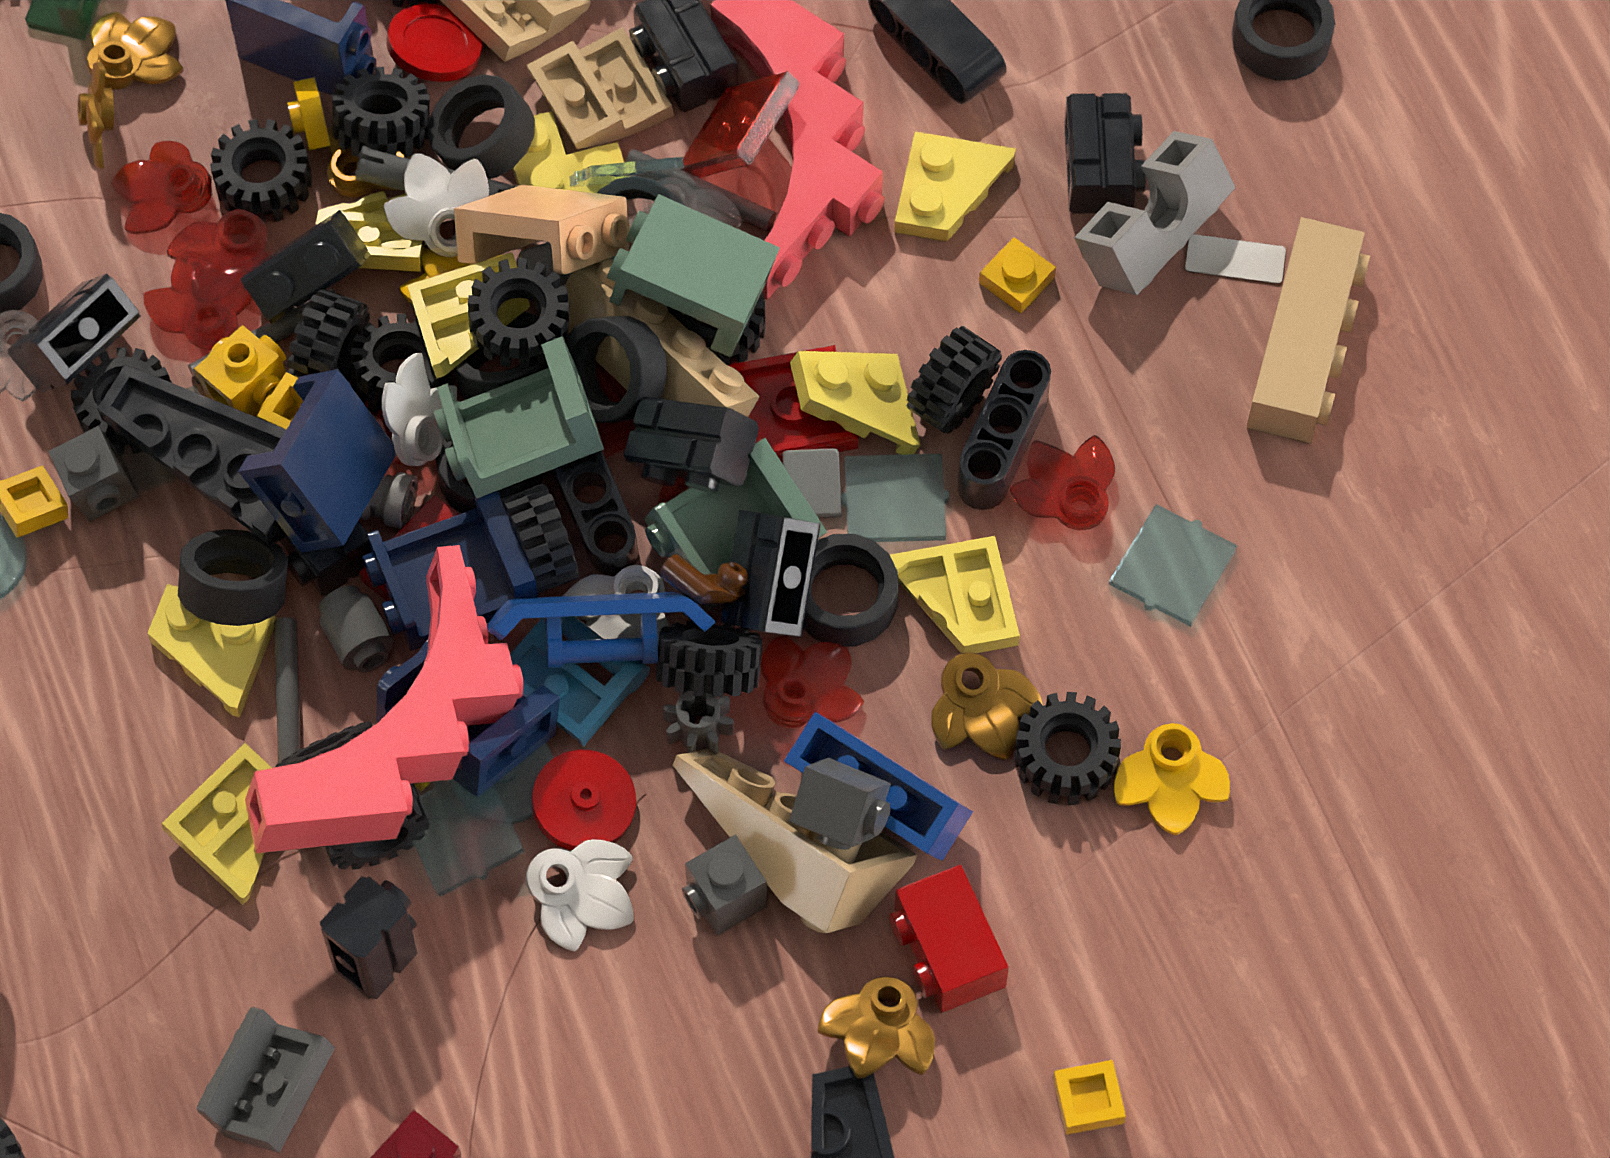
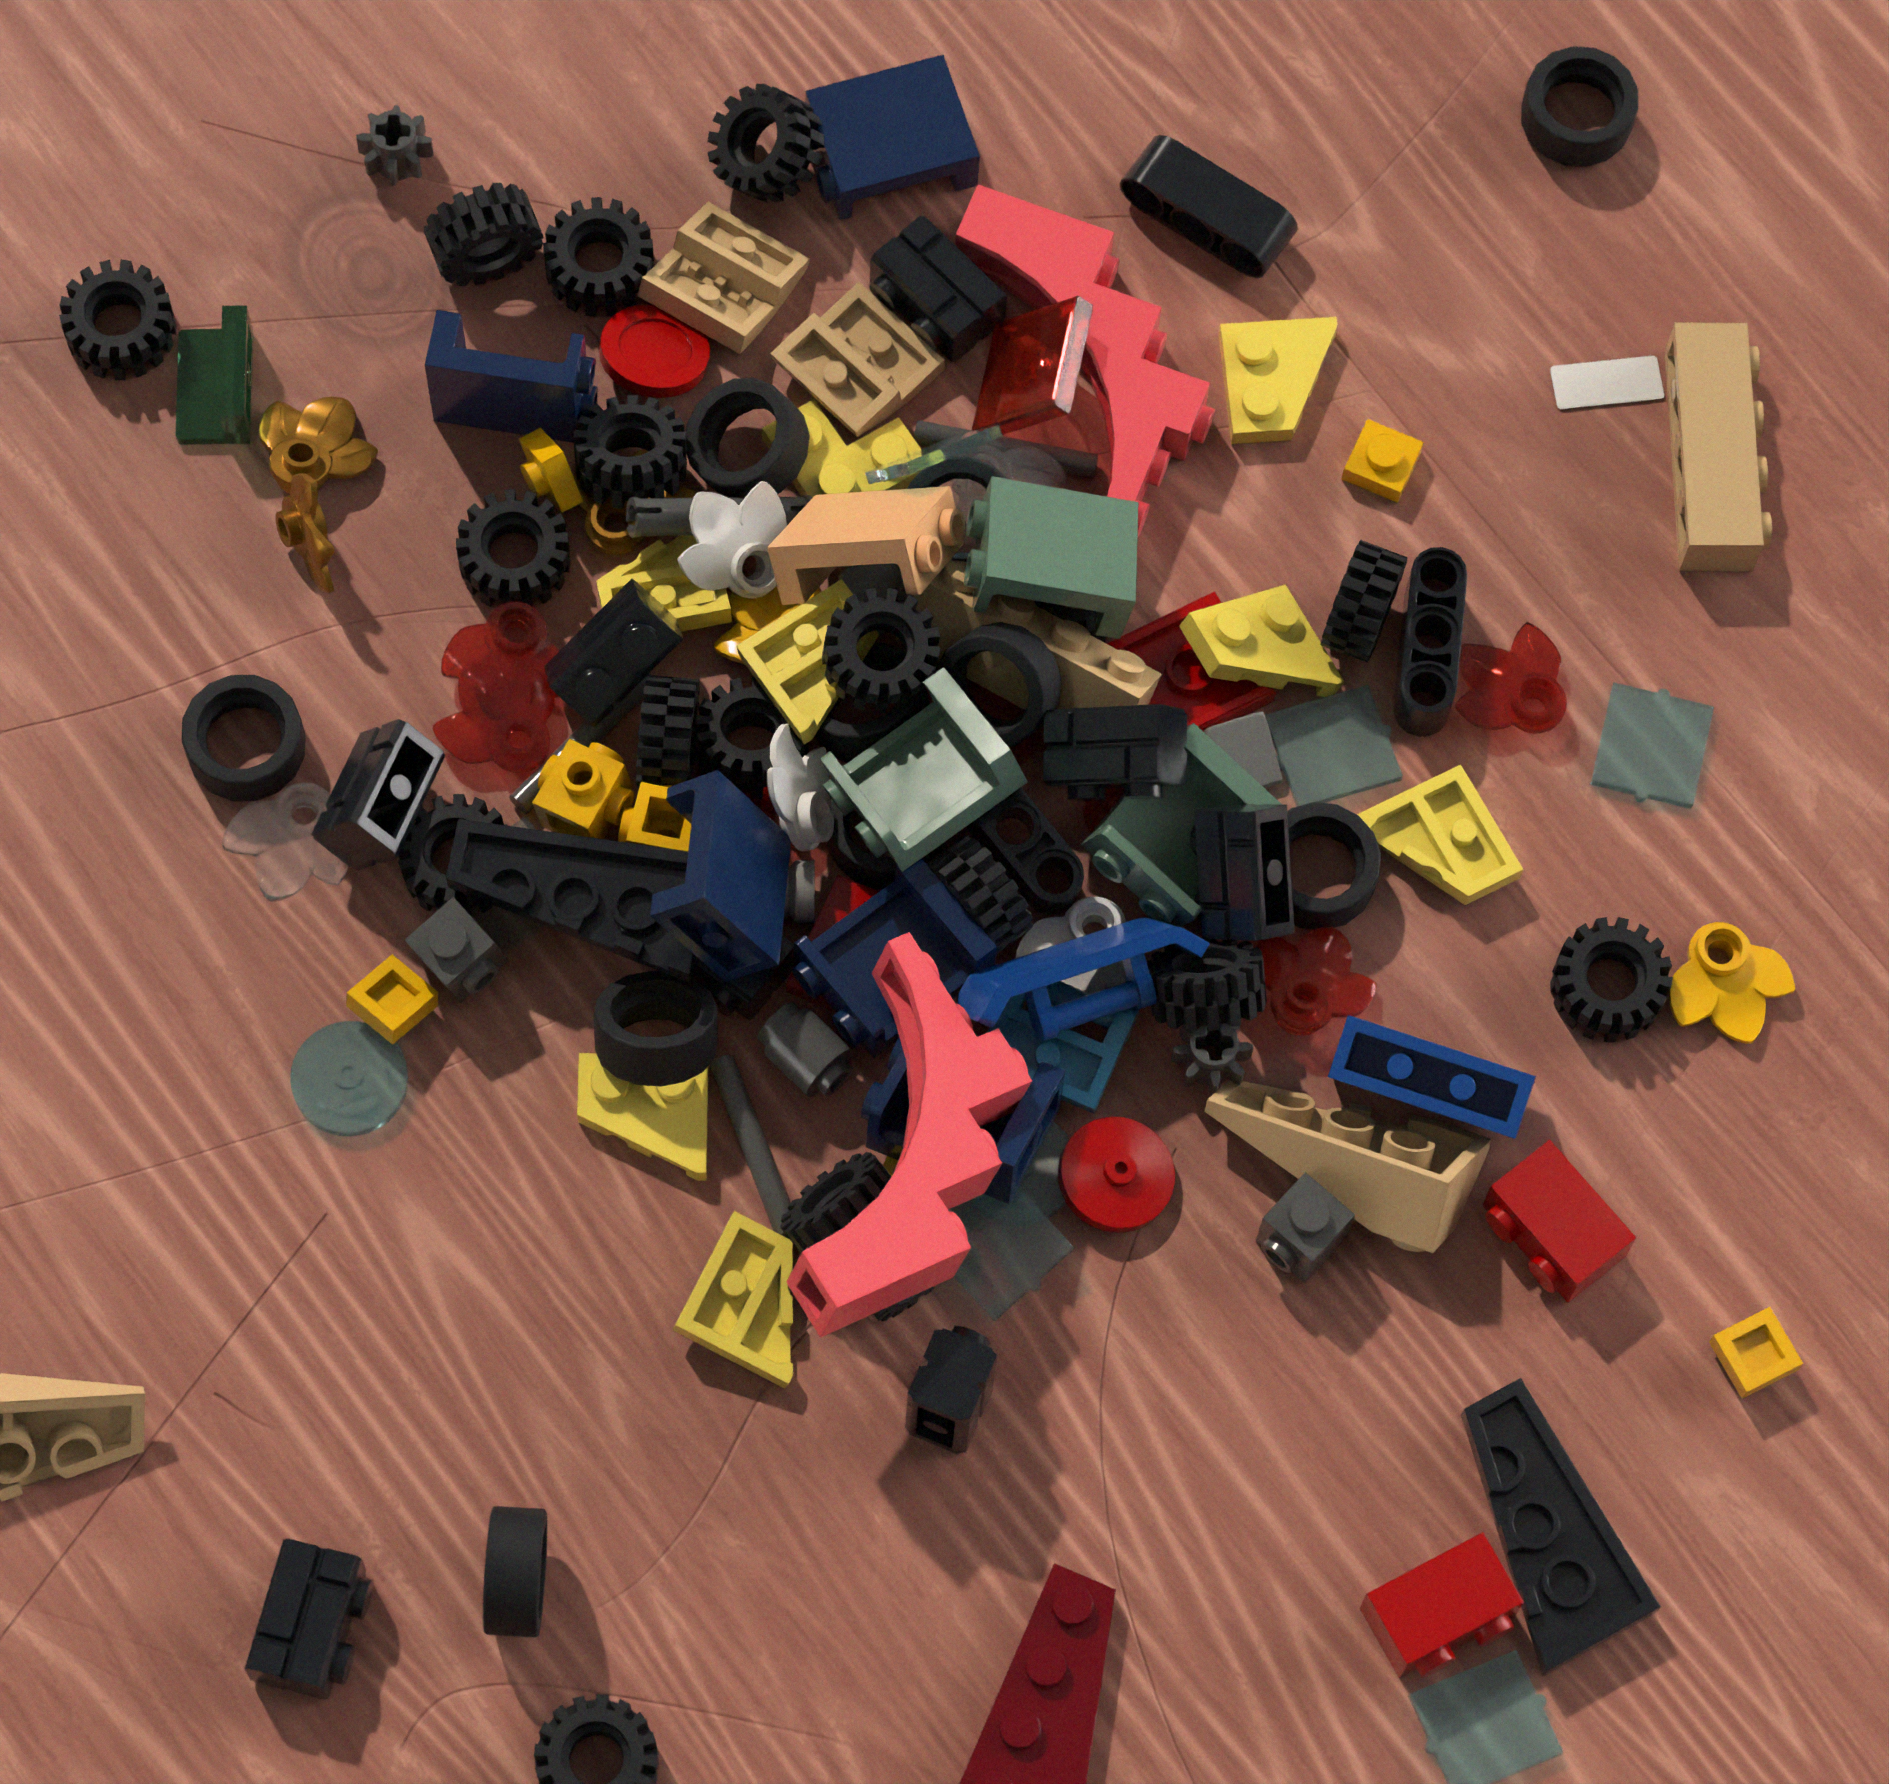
camera: 20 degrees left, 5 degrees up
(162, 187) = (397, 596): clear red plate -> none
(264, 1081) = (887, 1578): dark grey bracket -> none
(590, 892) = (1158, 1275): white plate -> none
(705, 588) = (1185, 907): reddish brown arm -> none
(840, 804) = (1413, 1110): dark grey brick -> none
(879, 1032) = (1517, 1344): pearl gold plate -> none
(982, 714) = (1510, 964): pearl gold plate -> none
(1101, 151) = (1432, 300): black brick -> none
(1131, 244) = (1537, 320): light grey arch -> none

